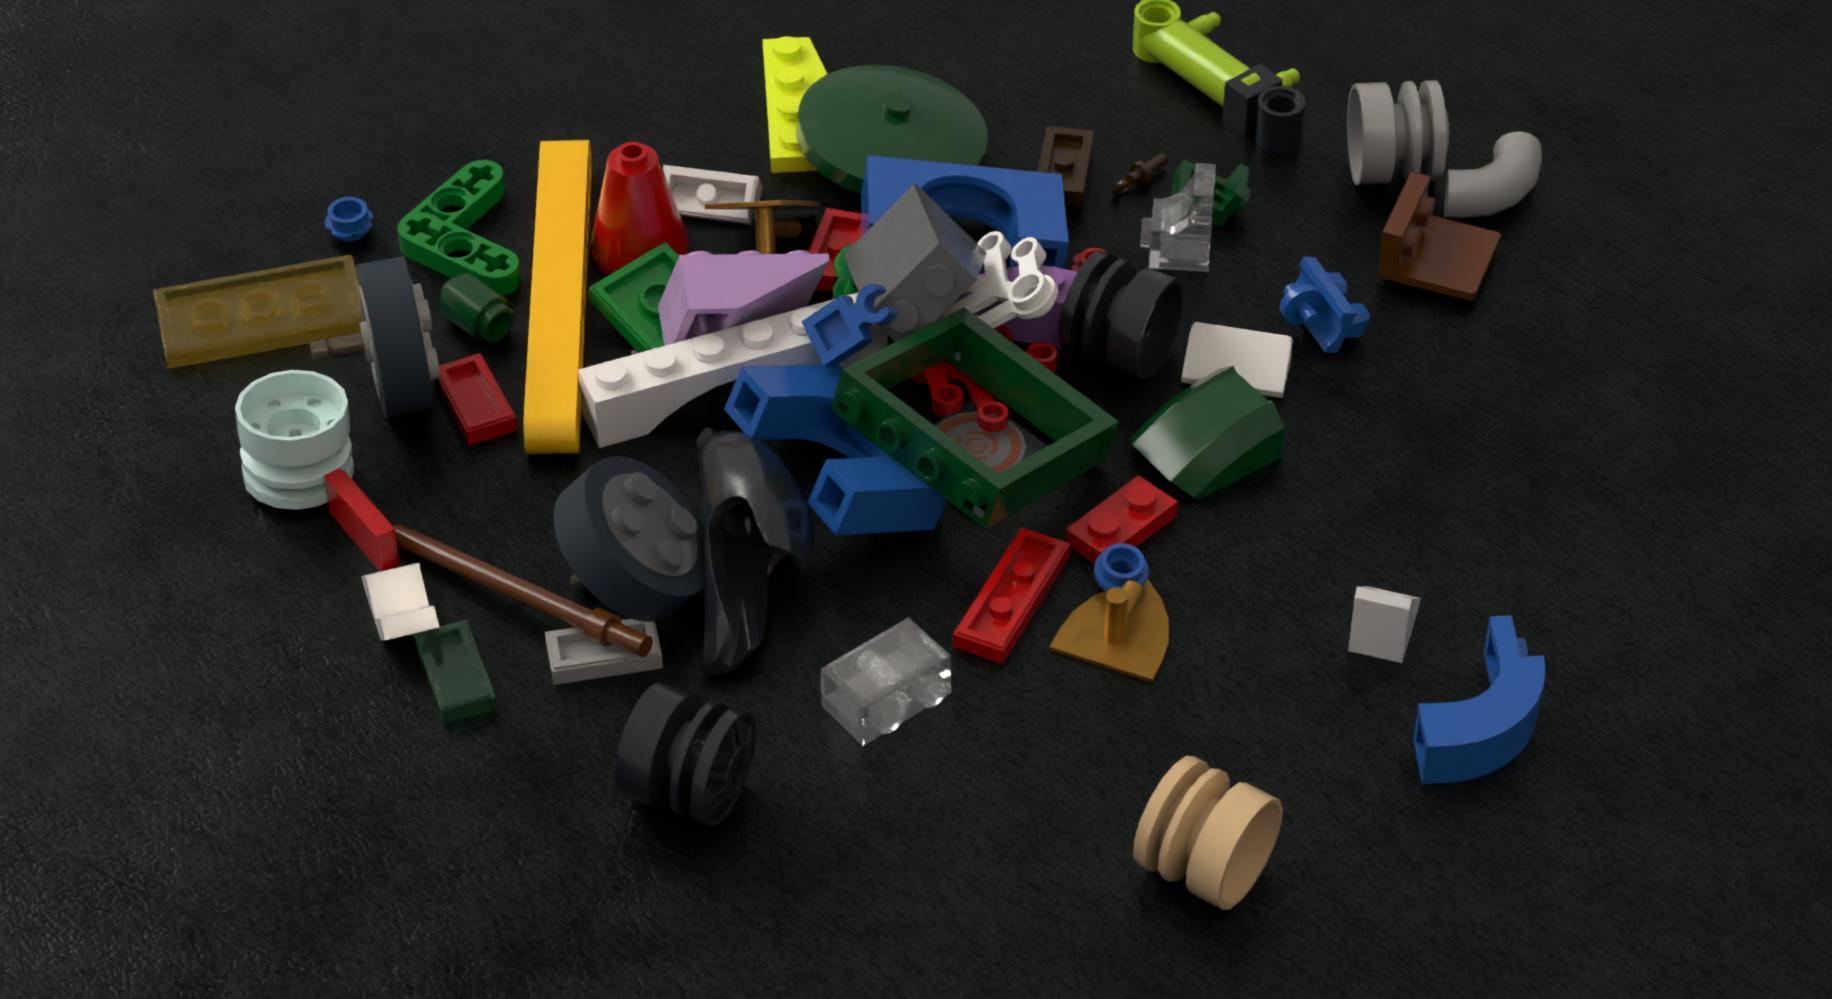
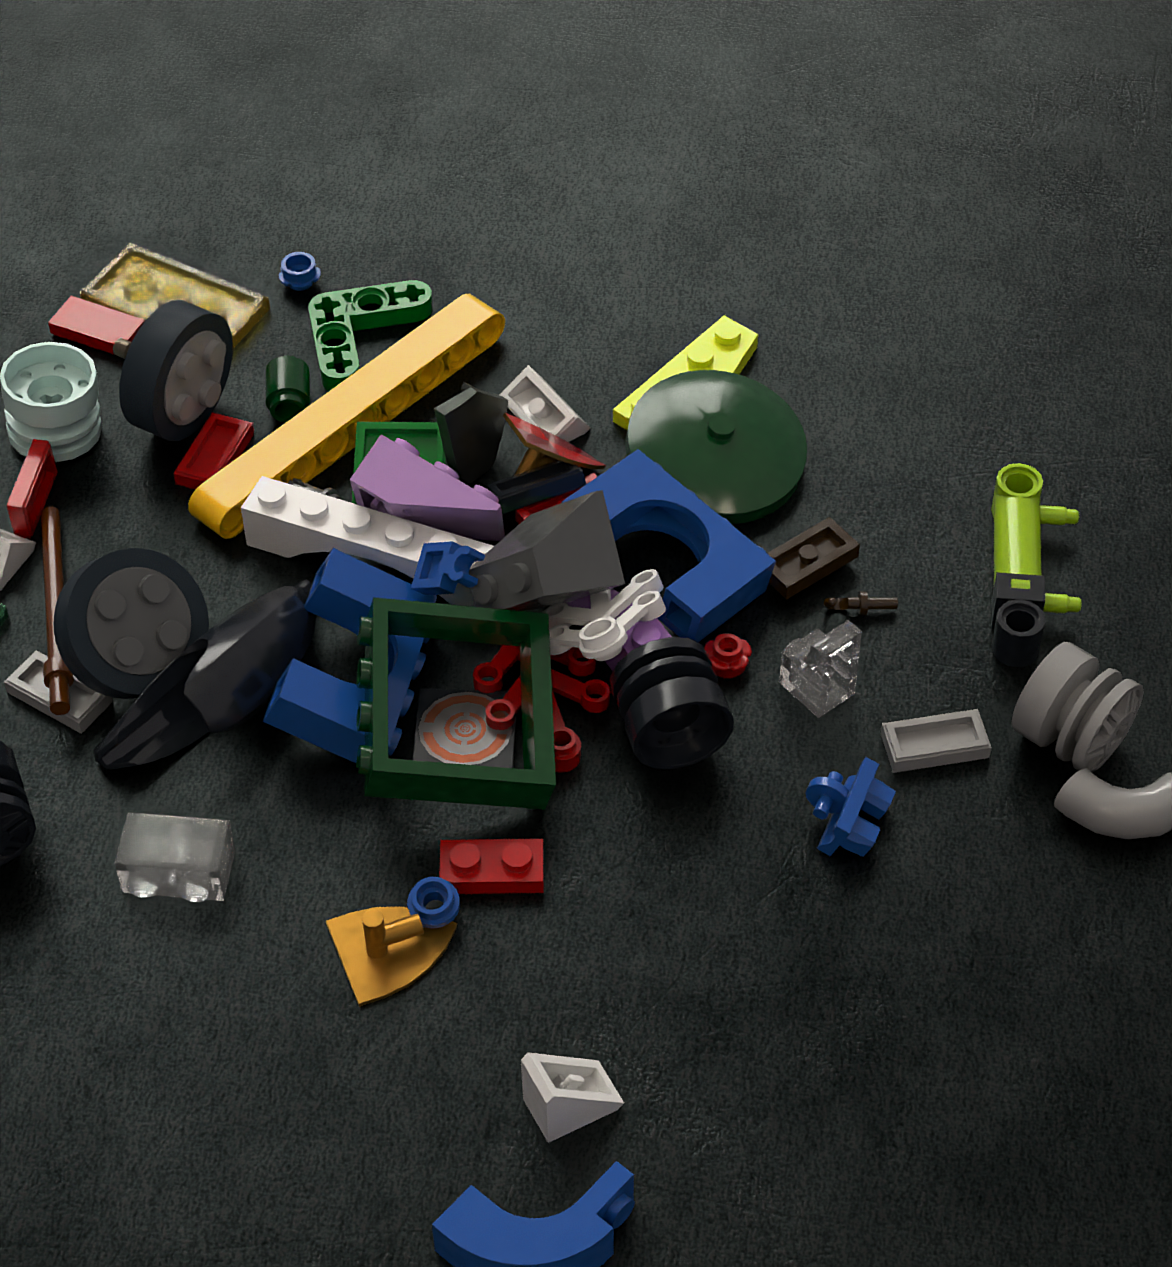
camera: 45 degrees right, 5 degrees up
(217, 372) = (93, 324): none -> tile
(634, 210) = (446, 365): red cone -> none
(691, 220) = (471, 431): none -> pearl dark grey slope
(804, 230) = (537, 485): none -> black tile
(1011, 595) = (349, 861): red tile -> none
(1207, 832) = (197, 1152): tan wheel -> none
(1212, 434) = (628, 849): dark green slope -> none
(1229, 194) = (886, 655): dark green bracket -> none
(1256, 355) = (734, 805): white slope -> none
(1310, 228) = (935, 740): none -> light grey tile
(1431, 249) = (1001, 822): reddish brown bracket -> none

